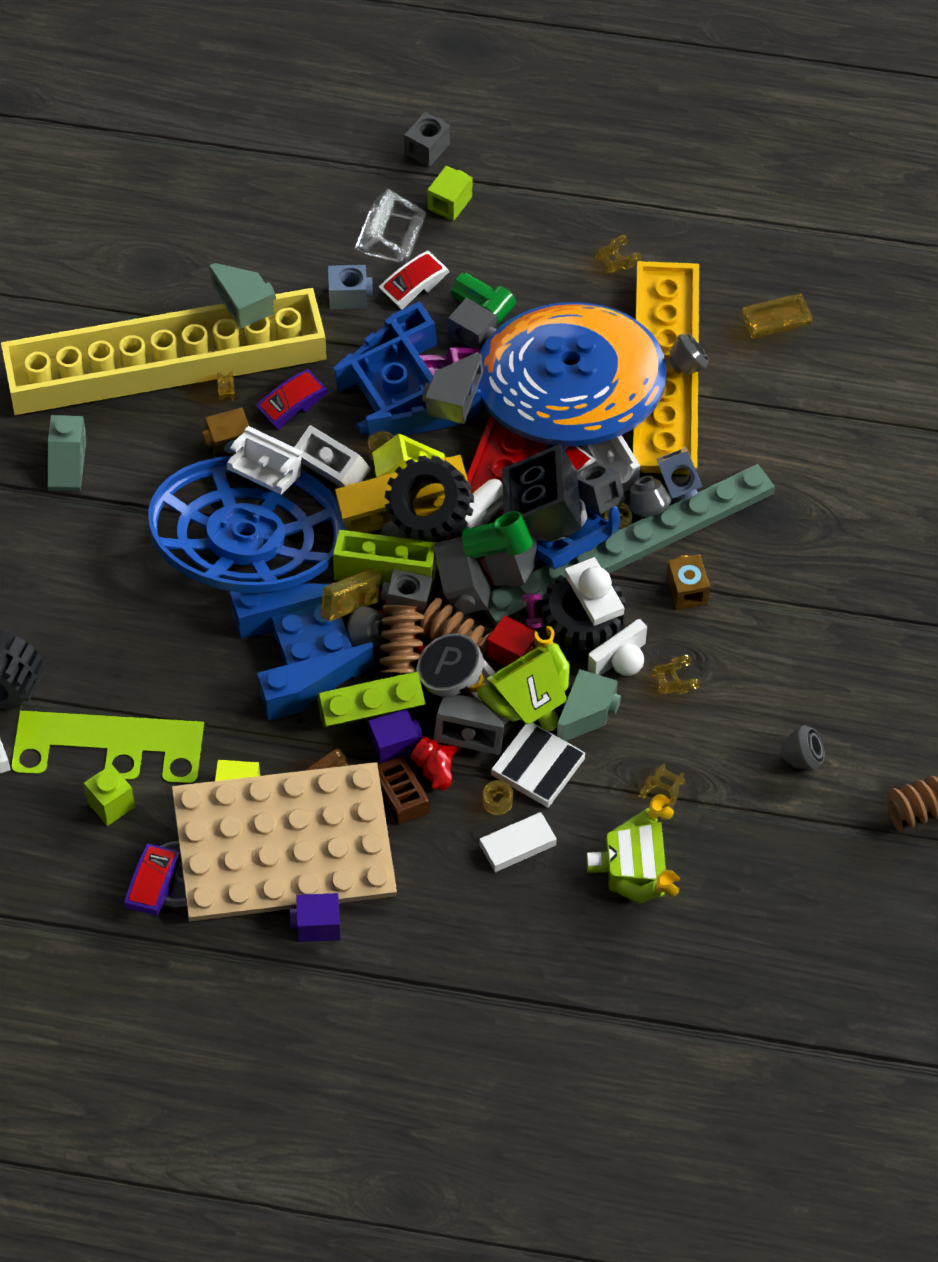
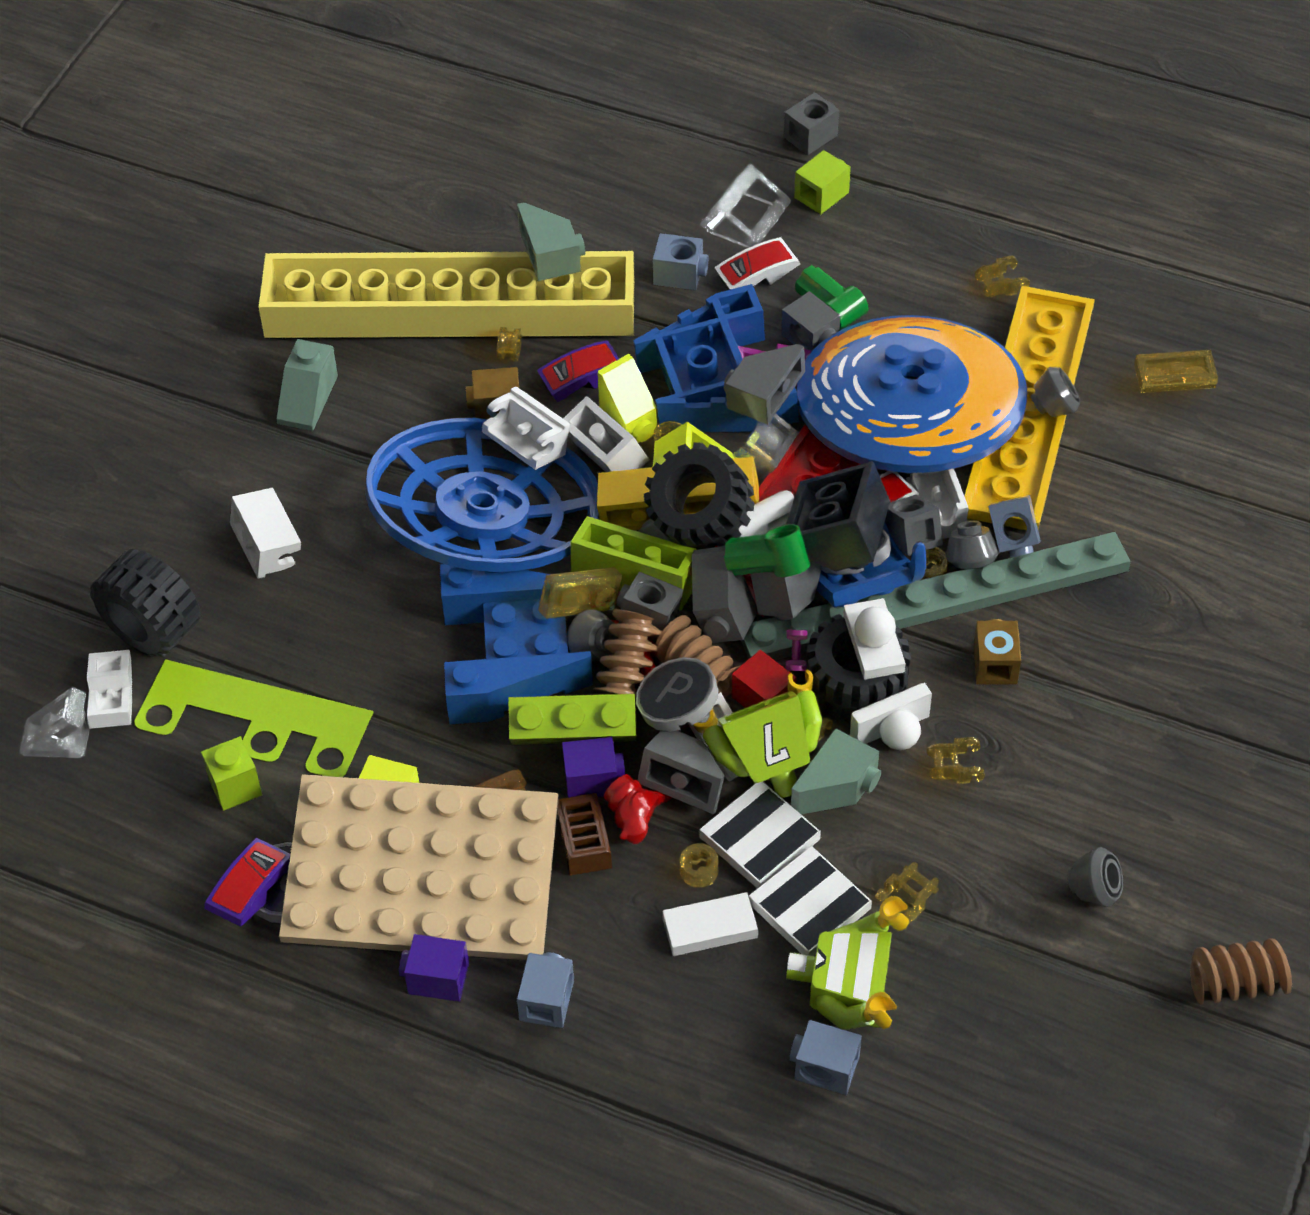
camera: 15 degrees right, 5 degrees down
(70, 587) = (264, 531): none -> white hinge
(342, 420) = (627, 398): none -> slope
(407, 917) = (545, 989): none -> sand blue brick
(465, 440) = (767, 445): none -> clear slope
(589, 809) = (809, 900): none -> tile
(632, 926) = (826, 1056): none -> sand blue brick

